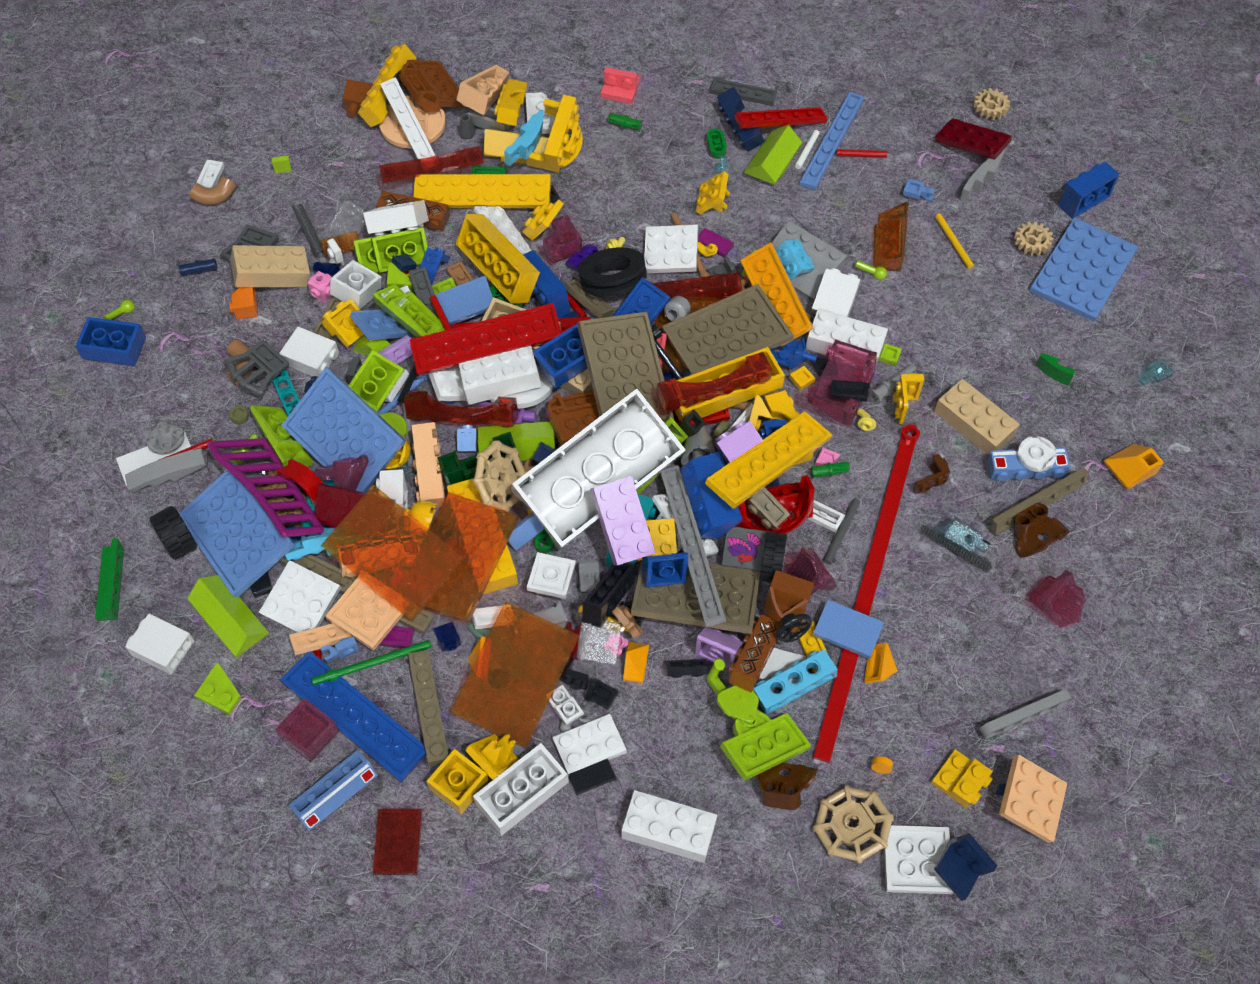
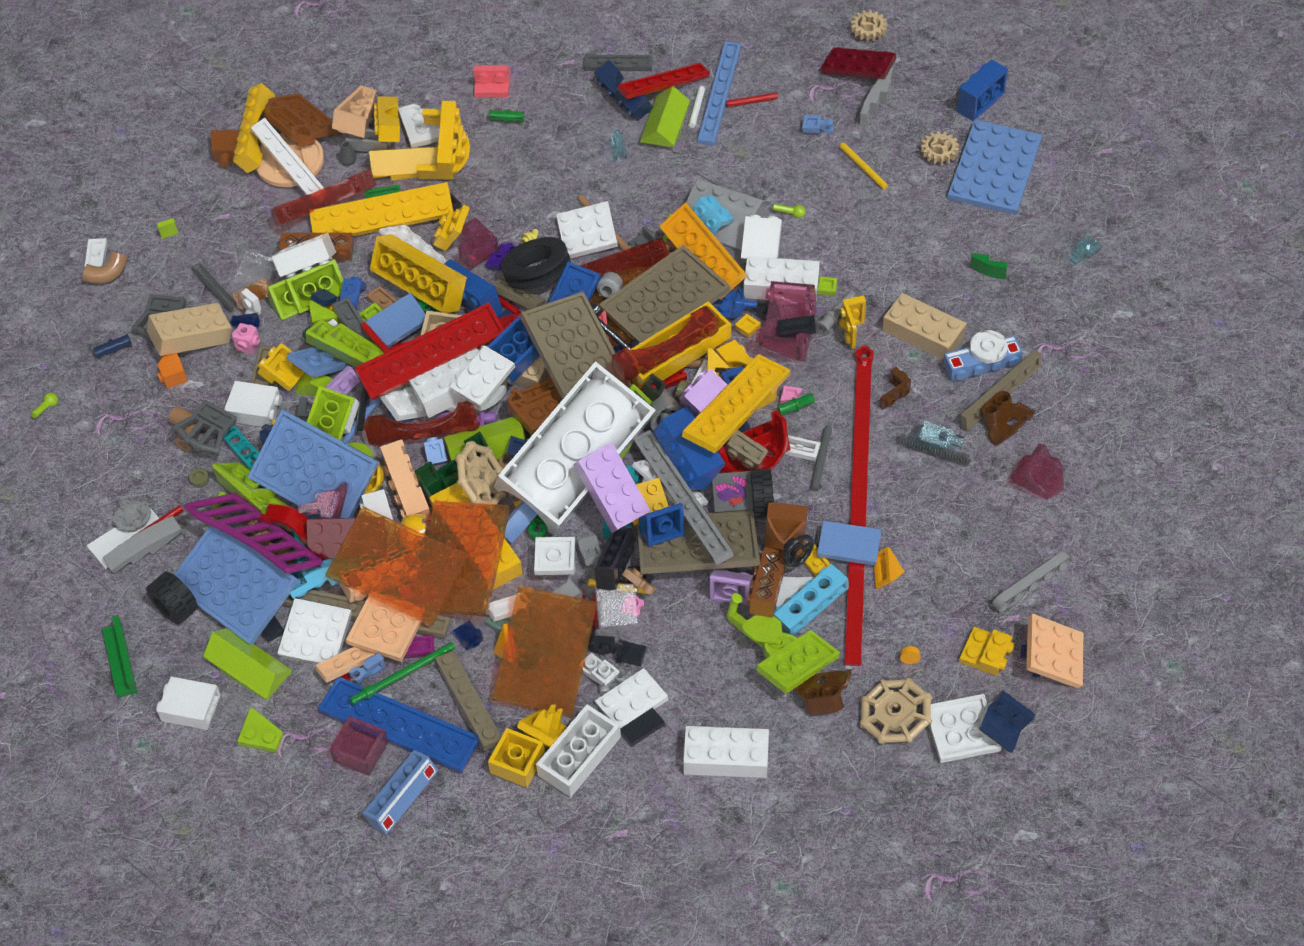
camera: 10 degrees left, 5 degrees down
(110, 341) = (47, 435): blue brick -> none
(355, 283) = (280, 327): white brick -> none
(397, 842) = (474, 824): clear red plate -> none
(527, 141) = (415, 154): medium azure slope -> none
(527, 377) = (482, 377): none -> white plate
(635, 662) = (656, 618): light orange slope -> none
(692, 667) = (712, 609): black plate -> none
(707, 251) = (624, 224): yellow arm -> none
(713, 194) = (615, 168): yellow plate -> none
(716, 143) = (604, 118): green plate -> none
(724, 245) = (628, 215): magenta tile -> none
(810, 568) = (799, 493): clear pink piece -> none
(866, 422) = (819, 354): light yellow plate -> none
(890, 238) = (801, 175): clear orange slope -> none
(1134, 464) = (1082, 338): light orange slope -> none

